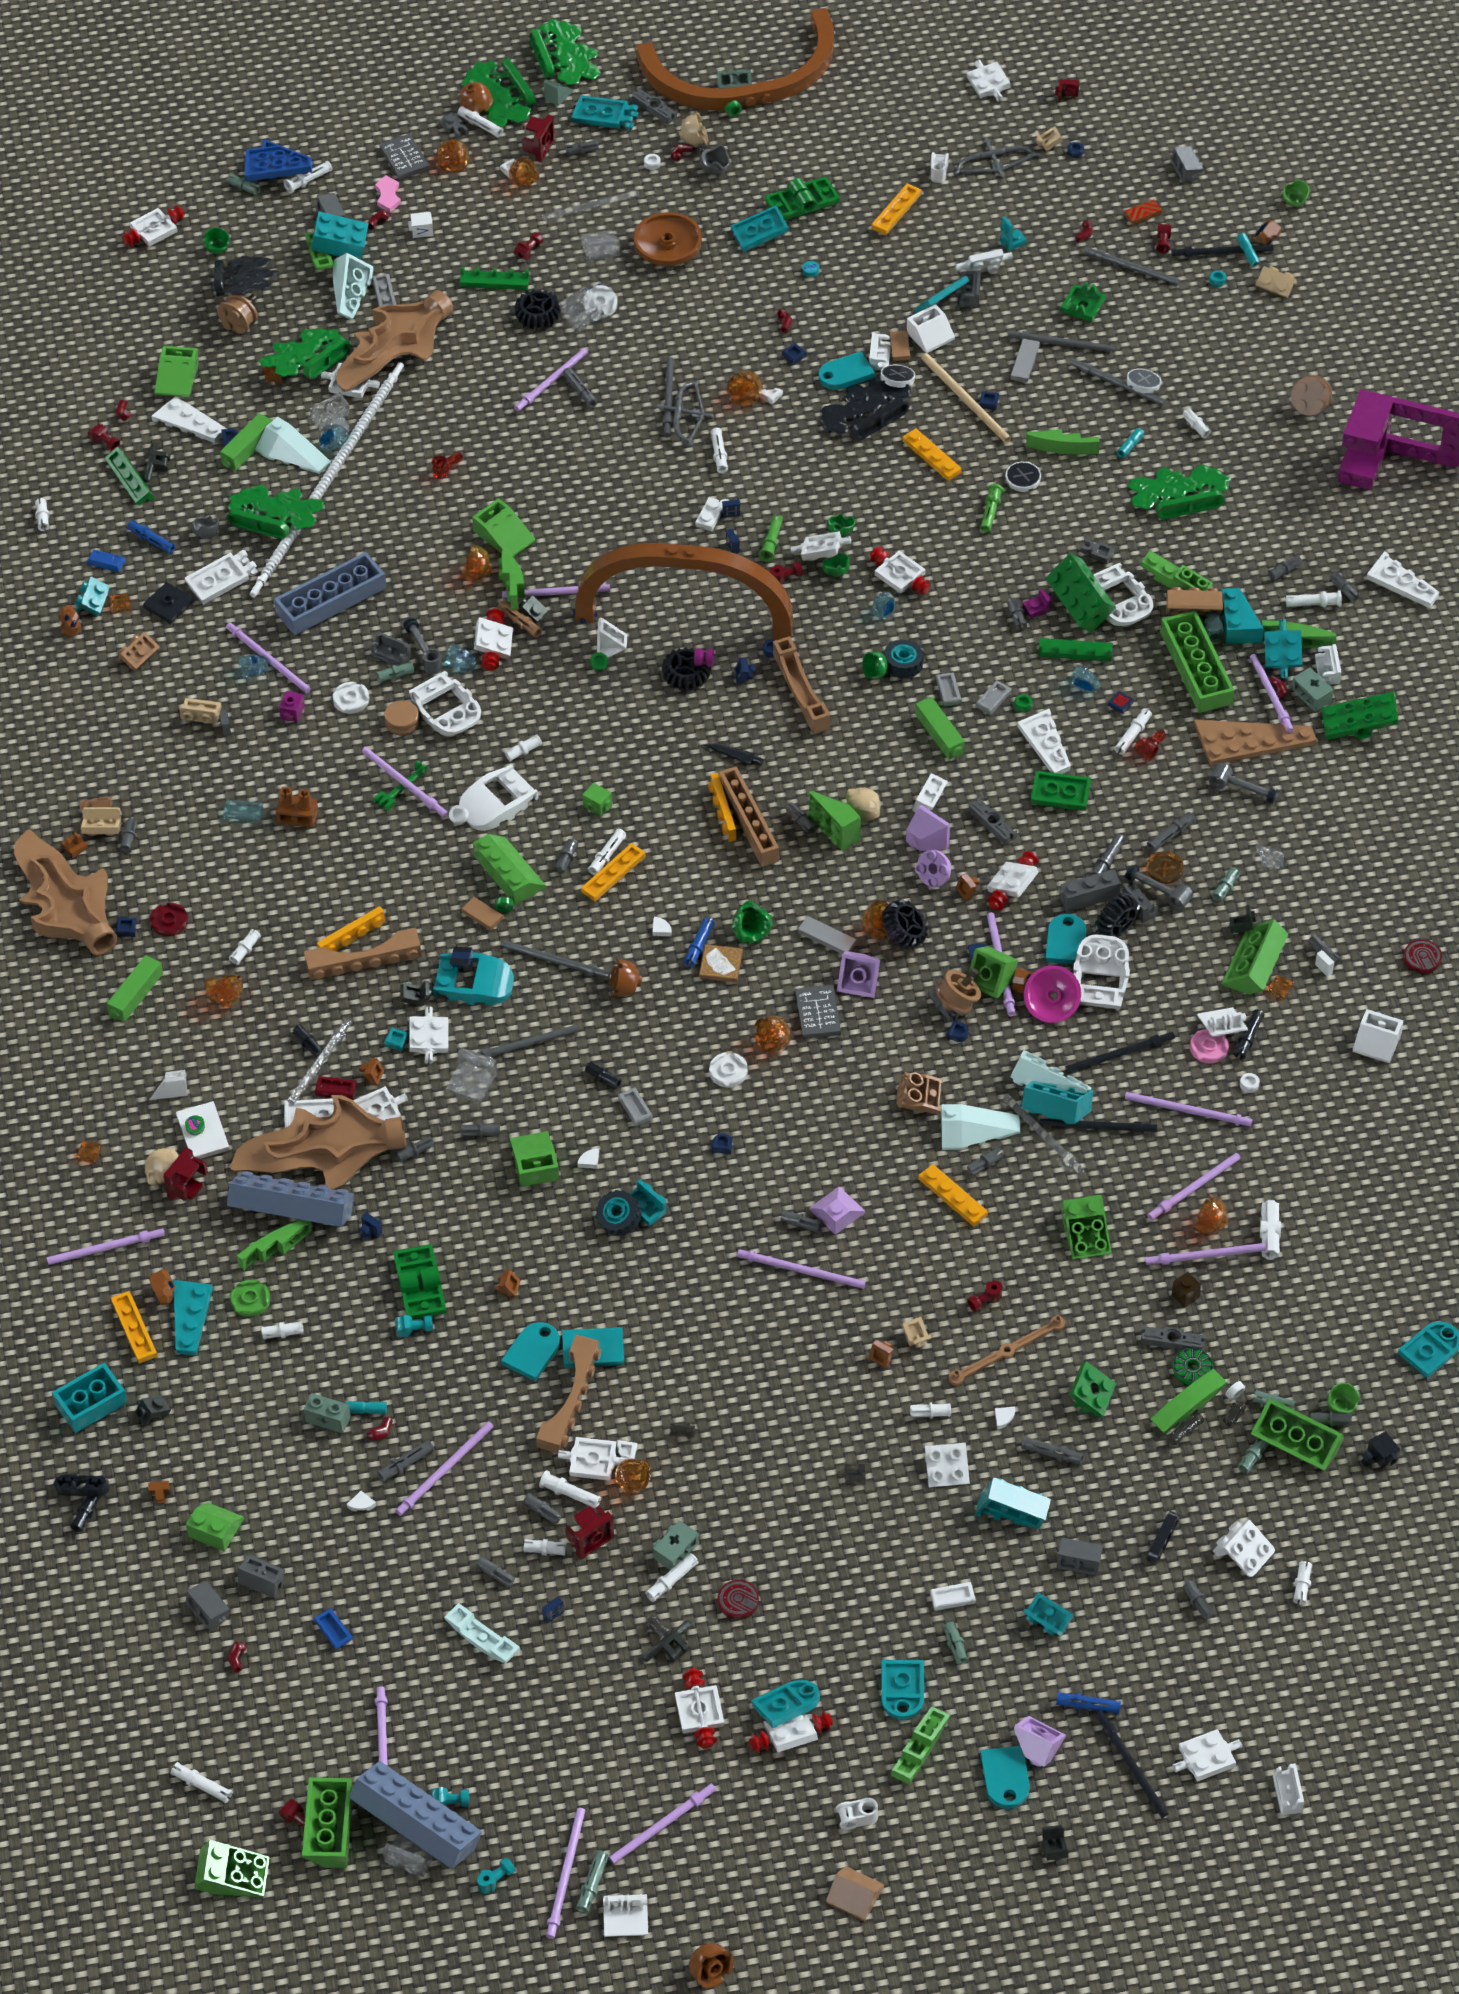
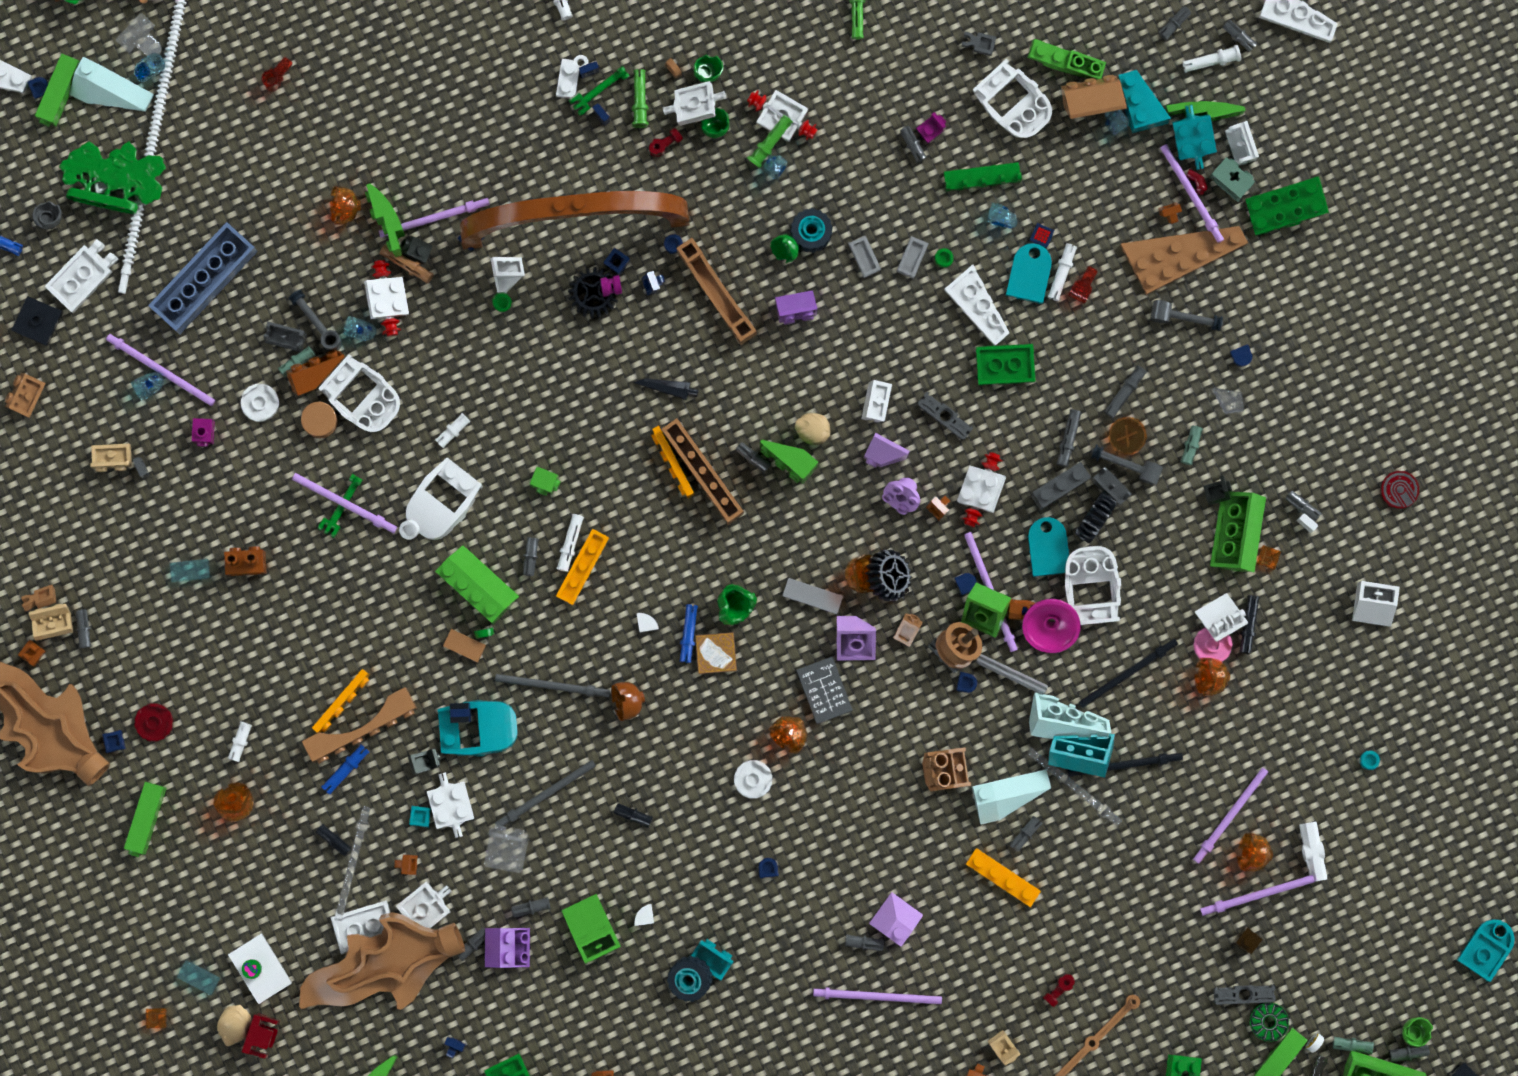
camera: 15 degrees left, 30 degrees up
(141, 1127) = (198, 977): none -> clear light blue tile
(172, 1086) = (214, 920): white slope -> none
(290, 1199) = (370, 1040): sand blue brick -> none
(335, 1086) = (376, 890): dark red plate -> none
(344, 983) = (345, 769): none -> blue pin
(400, 681) = (310, 375): none -> dark orange slope
(447, 1156) = (507, 947): none -> medium lavender slope
(502, 528) = (360, 152): bright green slope -> none
(635, 1107) = (673, 843): light grey tile -> none
(719, 530) = (582, 101): none -> green hinge
(719, 646) = (612, 257): none -> dark blue plate
(809, 521) = (673, 68): none -> medium nougat tile
(873, 711) = (796, 307): none -> medium lavender slope
(875, 589) = (765, 148): none -> bright green pin
(911, 976) = (908, 629): none -> medium nougat bracket
(940, 728) = (868, 313): bright green brick -> none
(1004, 1031) = (1011, 674): none -> light grey axle
(1080, 592) = (975, 111): green brick -> none
(1086, 1226) = (1137, 887): bright green slope -> none
(1100, 730) = (1029, 275): none -> teal tile
(1197, 661) = (1110, 171): bright green brick -> none
(1202, 1065) = (1211, 676): none -> clear orange cylinder
(1238, 1120) = (1257, 728): lavender bar -> none
(1247, 702) = (1170, 211): none -> dark orange tile
(1249, 1083) = (1260, 680): white tile -> none
(1290, 826) = (1241, 356): none -> dark blue tile
(1345, 1168) = (1369, 760): none -> teal tile

